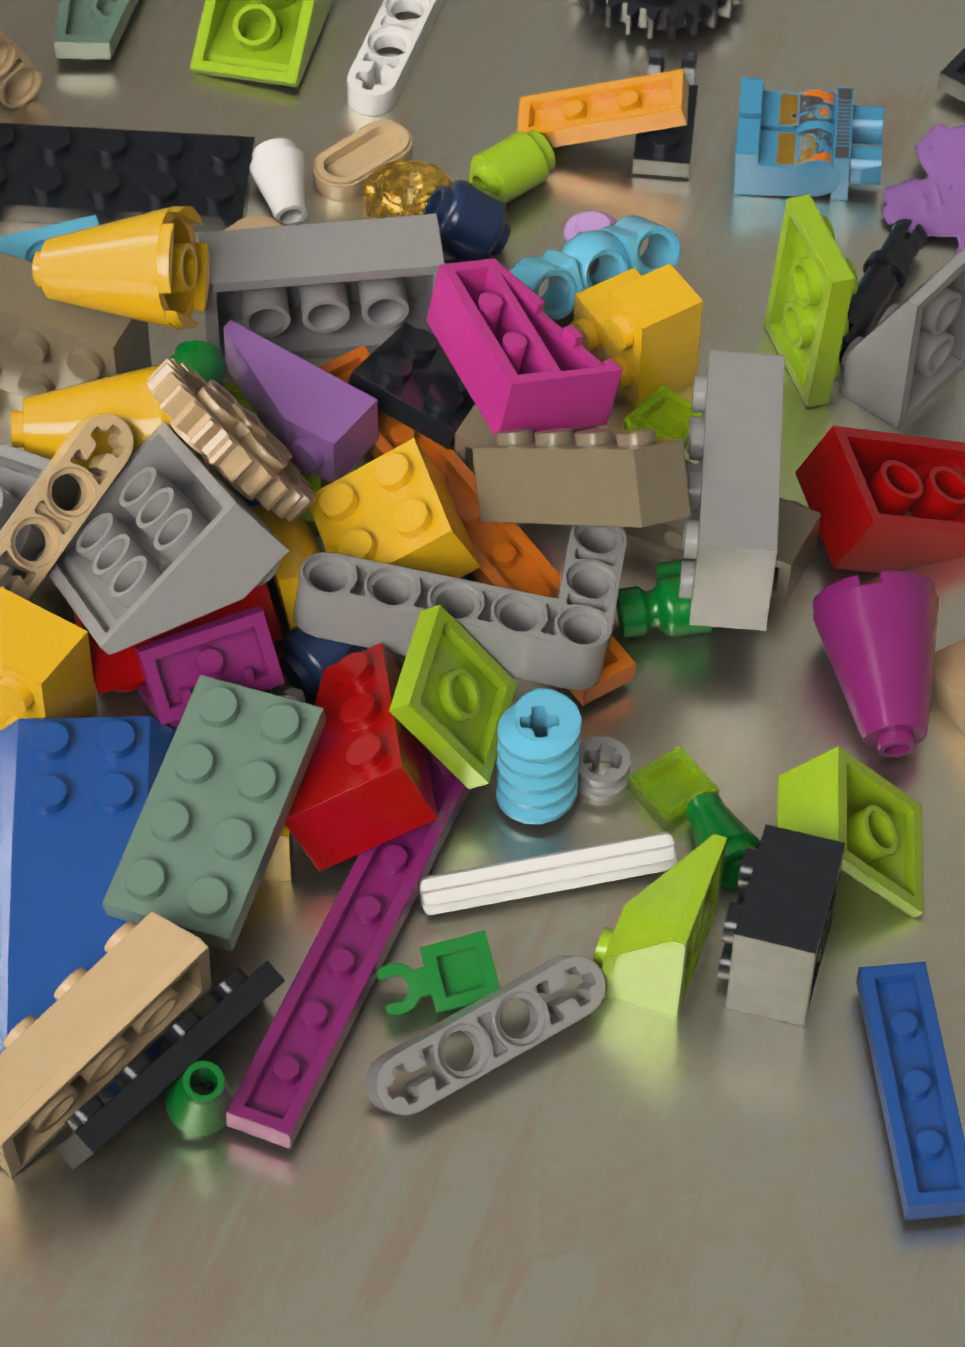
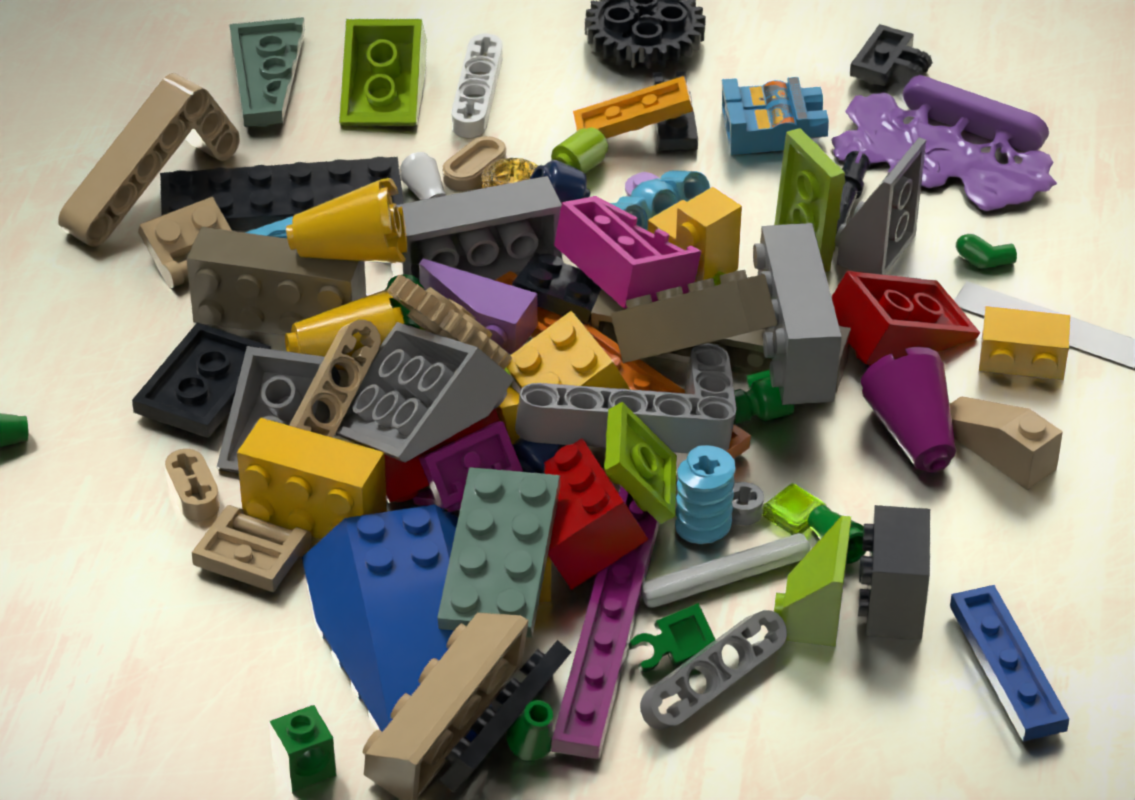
camera: 10 degrees left, 10 degrees down
(877, 822) = (949, 523): lime slope -> none

